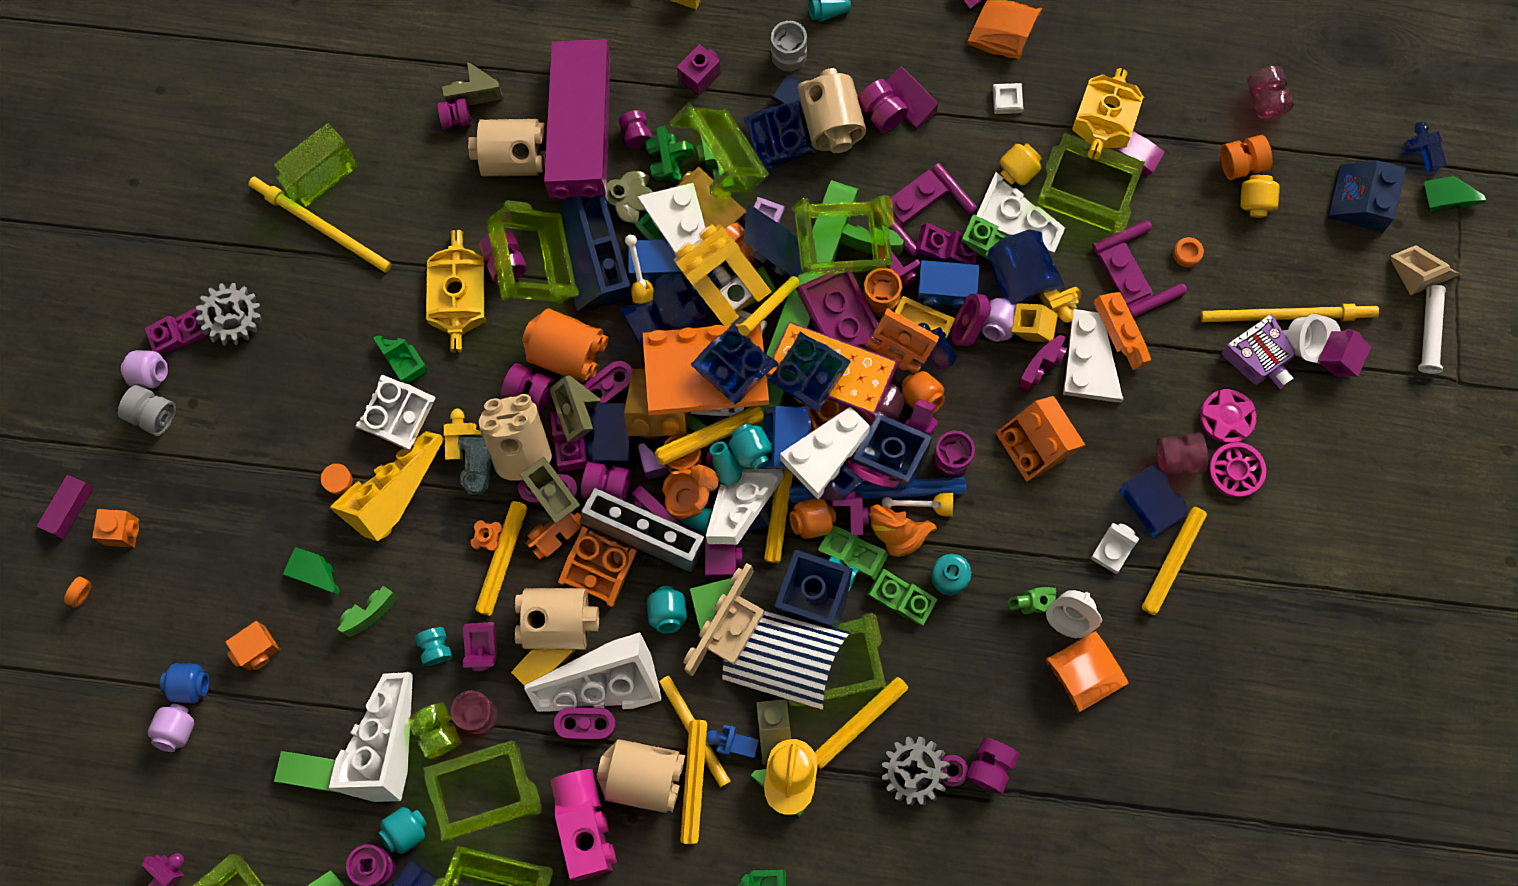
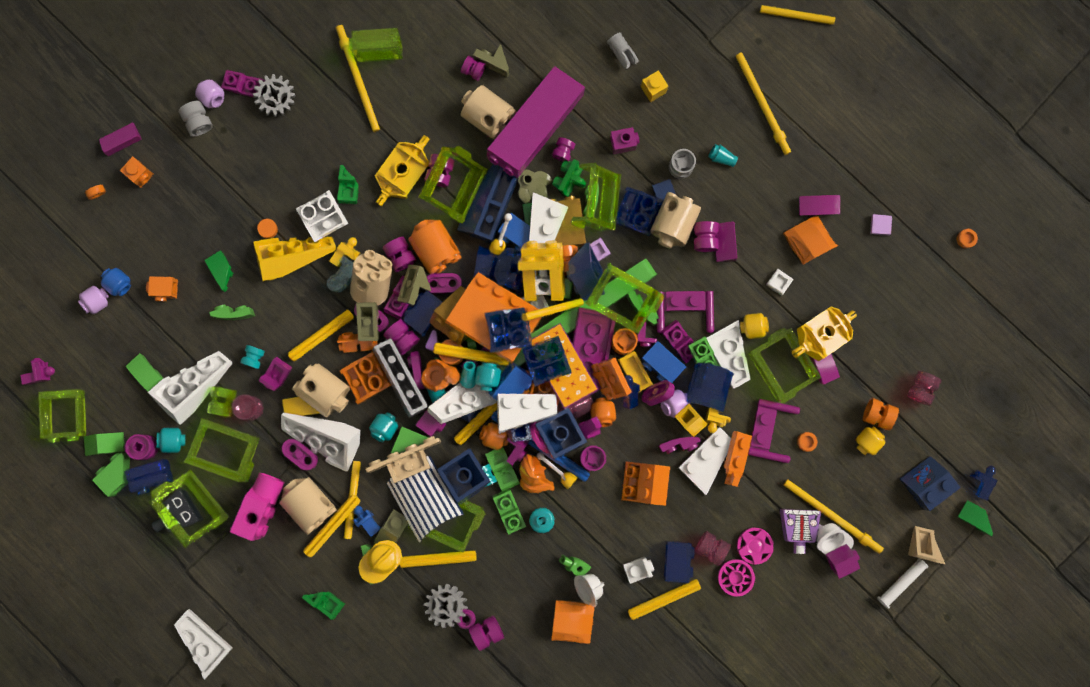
camera: 30 degrees right, 10 degrees up
(491, 542) = (321, 322): orange plate -> none

